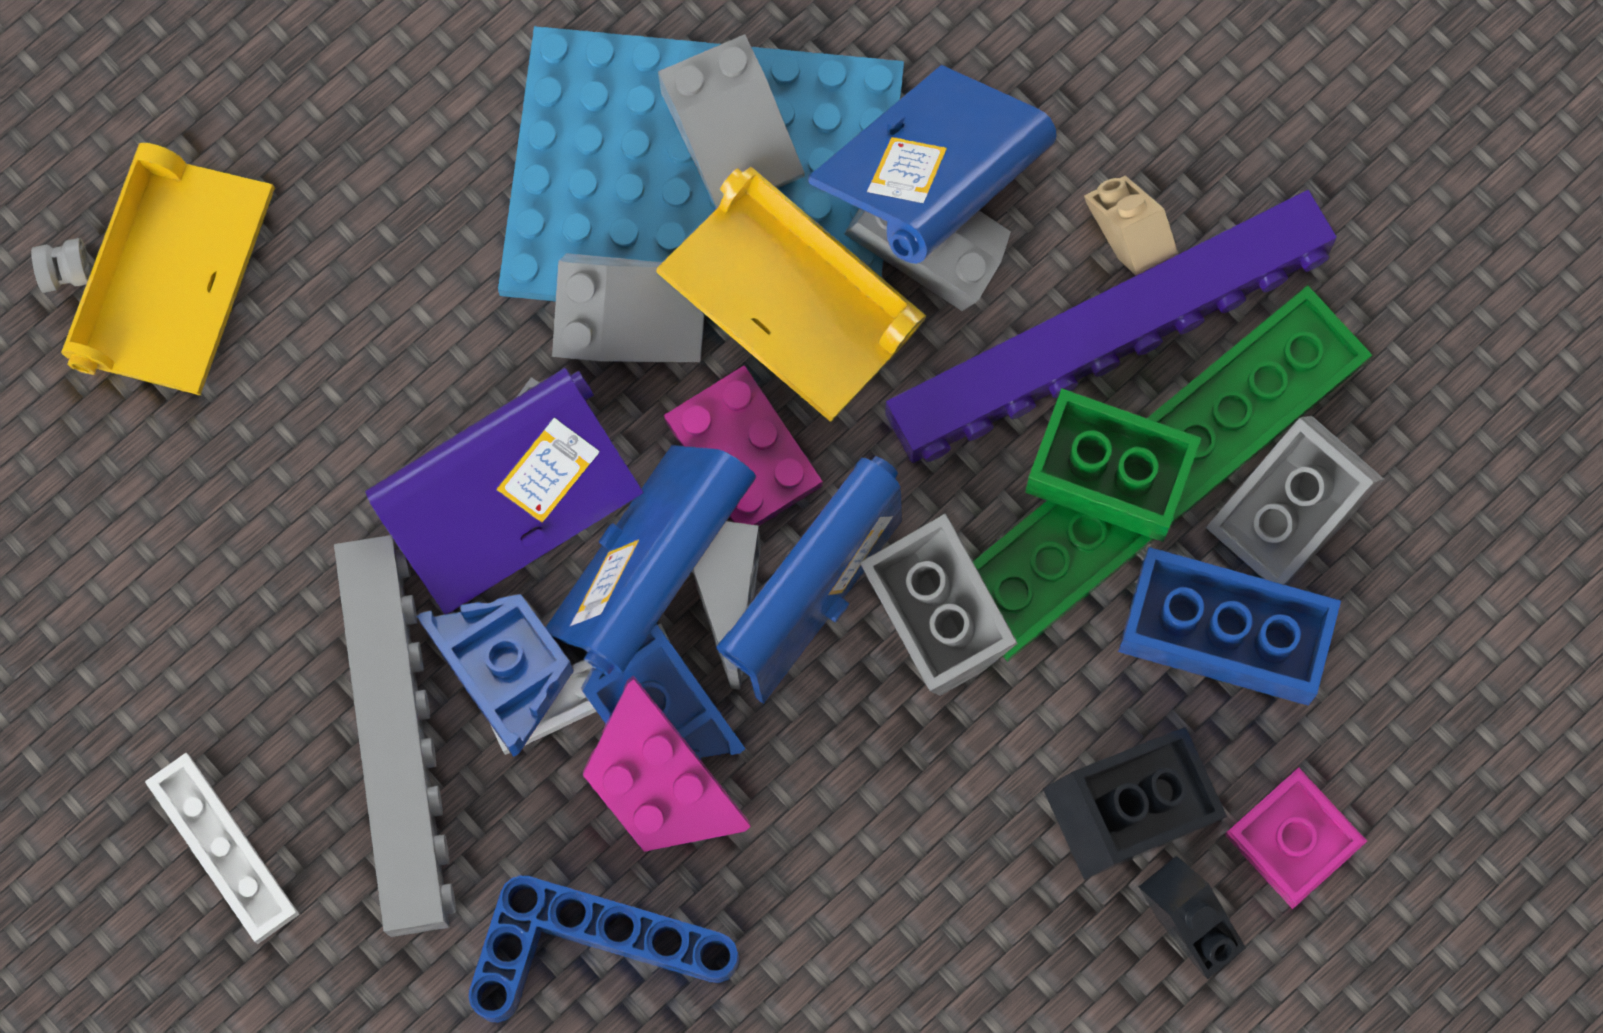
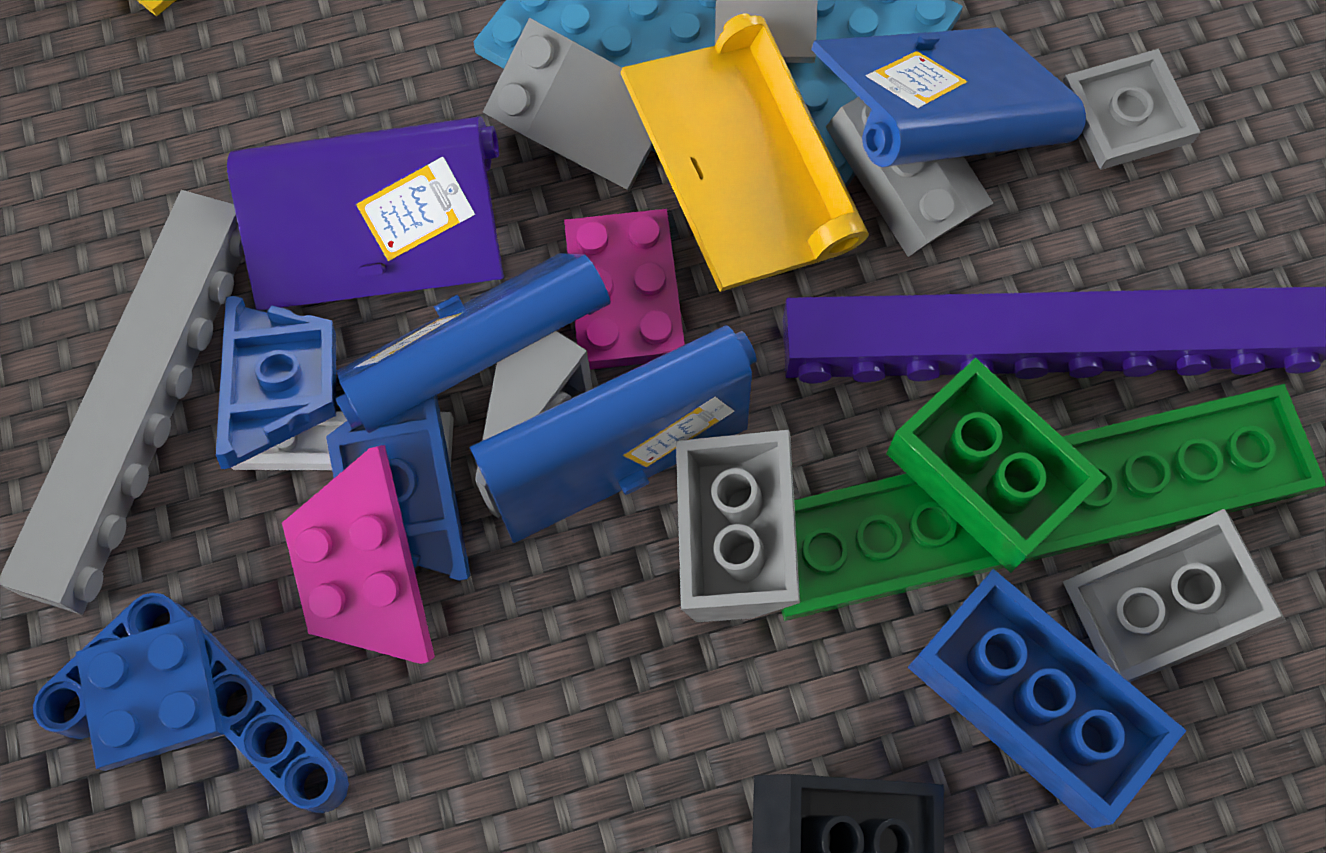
camera: 25 degrees right, 5 degrees down
(558, 951) = (148, 693): none -> blue plate
(1086, 94) = (1132, 109): none -> light grey plate
(1132, 224) = (1123, 245): tan slope -> none

